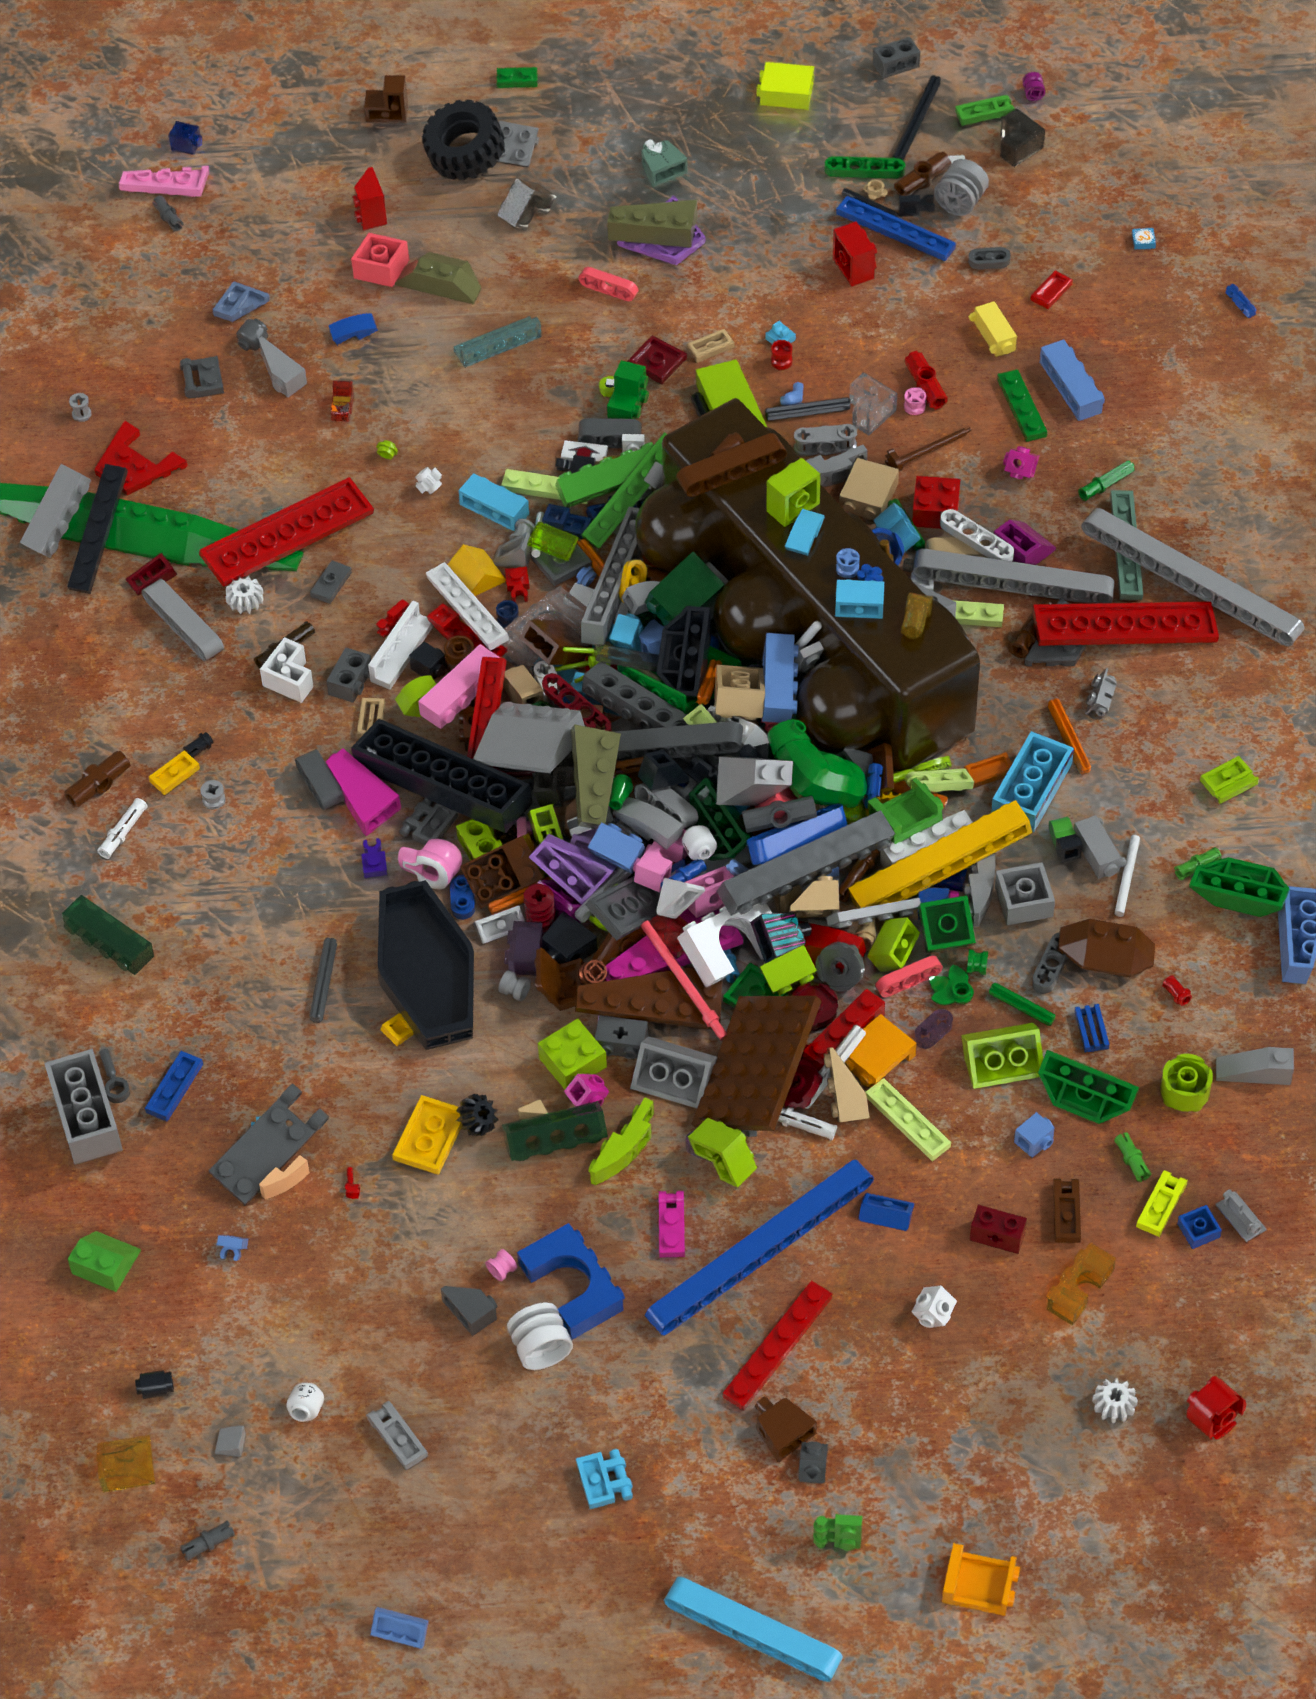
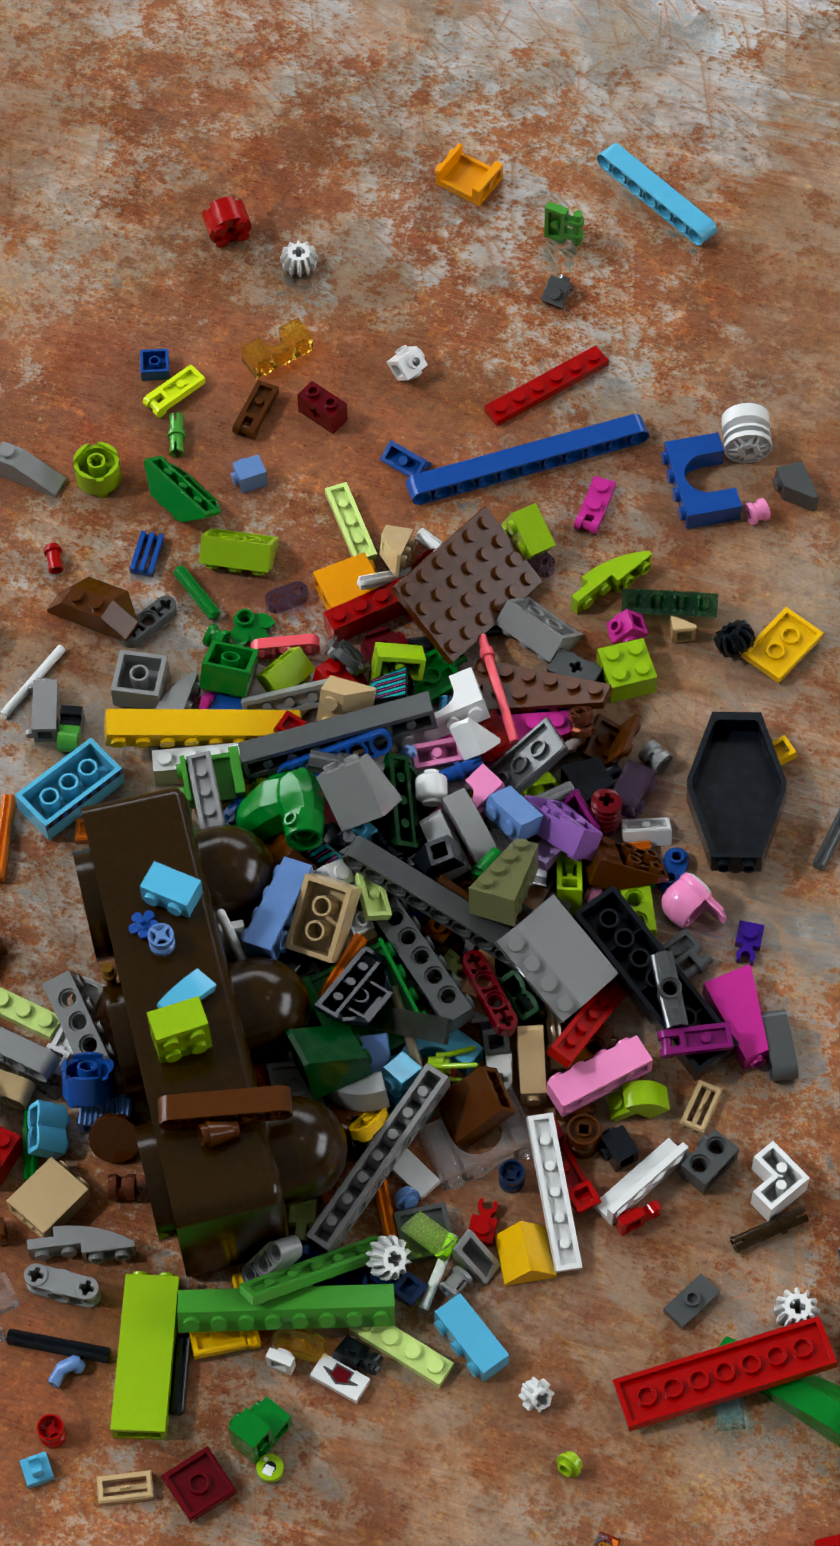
camera: 160 degrees left, 5 degrees up
(387, 729) = (695, 1039): none -> magenta plate
(422, 749) = (666, 976): none -> dark grey piece
(579, 517) = (387, 1267): none -> white gear
(596, 1481) = (737, 331): medium azure plate -> none
(607, 431) = (300, 1390): dark grey beam -> none
(783, 1426) = (570, 318): reddish brown torso -> none
(860, 885) = (289, 721): none -> red tile
(899, 782) = (205, 790): none -> light grey tile
(917, 610) = (119, 858): clear yellow piece -> none
(1240, 1216) = (115, 360): light grey hinge -> none

